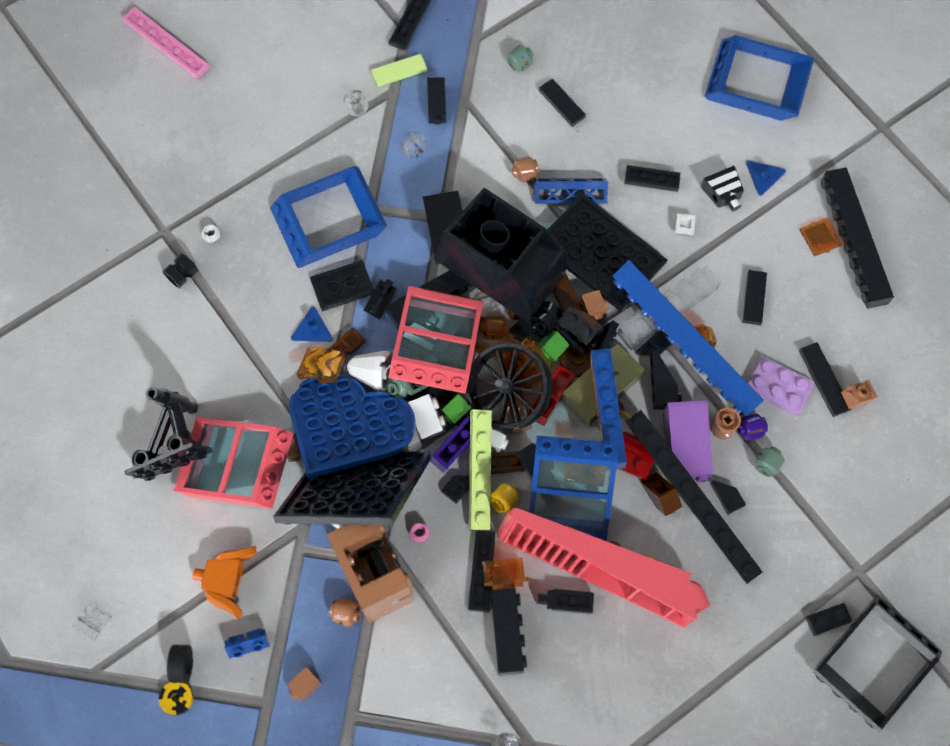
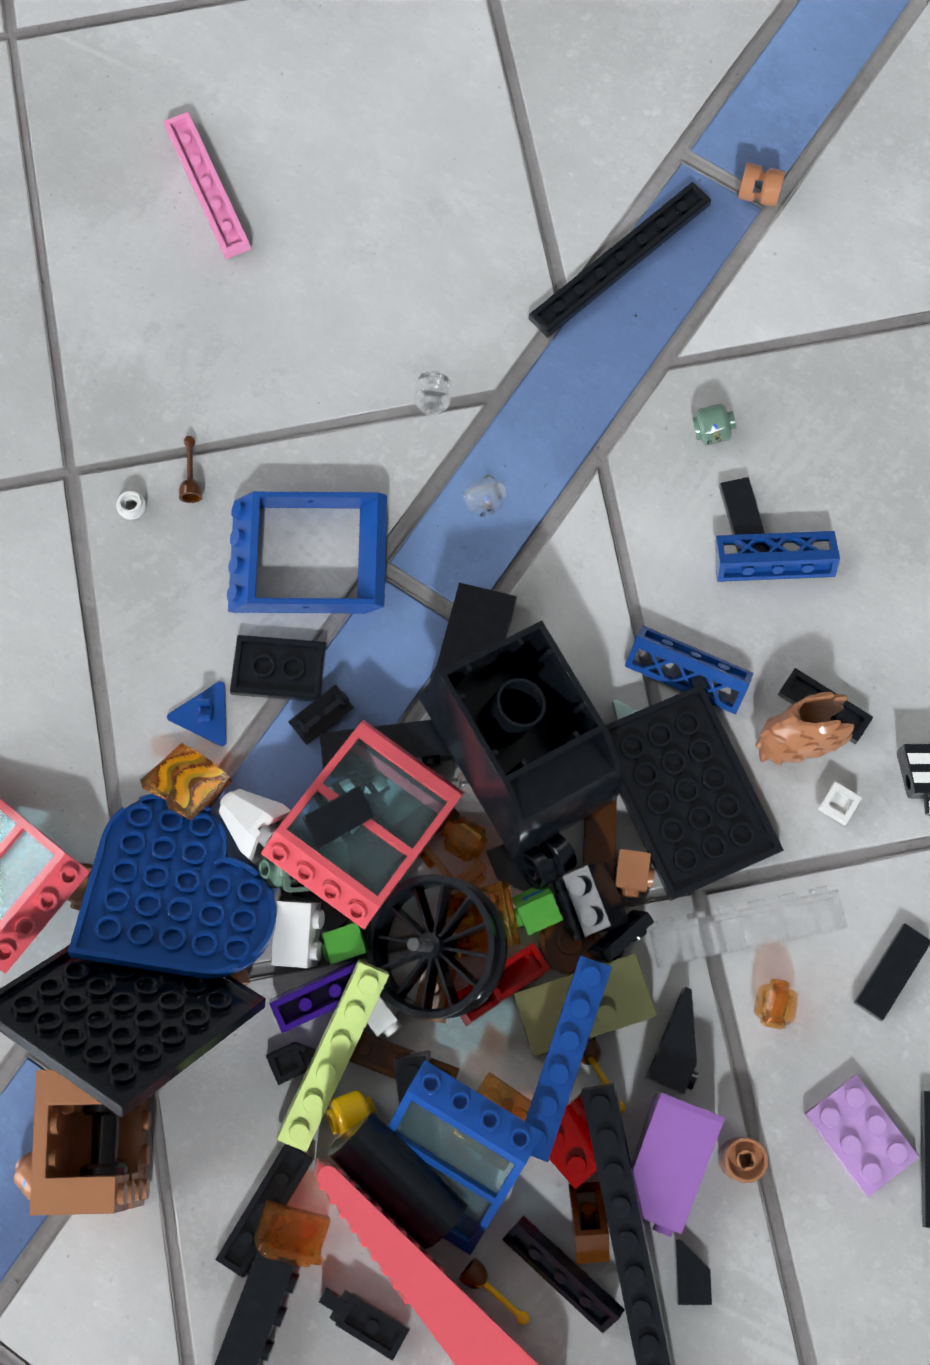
camera: 30 degrees right, 5 degrees up
(180, 270) = (59, 544): black wheel -> none
(241, 210) = (190, 489): none -> reddish brown hinge
(349, 342) = (244, 761): reddish brown tile -> none
(399, 70) = (523, 366): yellowish green tile -> none
(419, 526) = (193, 1104): bright pink plate -> none
(423, 337) = (338, 817): none -> black slope
(436, 100) = (554, 439): black brick -> none
(525, 169) = (634, 606): nougat head -> none
(551, 507) = (398, 1180): none -> black brick
(590, 115) = (778, 561): none -> blue fence
(649, 192) = (805, 730): none -> nougat head
(657, 341) = (699, 976): black tile -> none
(661, 526) = (563, 1274): none -> black plate
(687, 338) = (747, 1000): blue brick -> none
(753, 427) = (784, 1184): dark purple head -> none
(769, 461) = (782, 1253): sand green head -> none

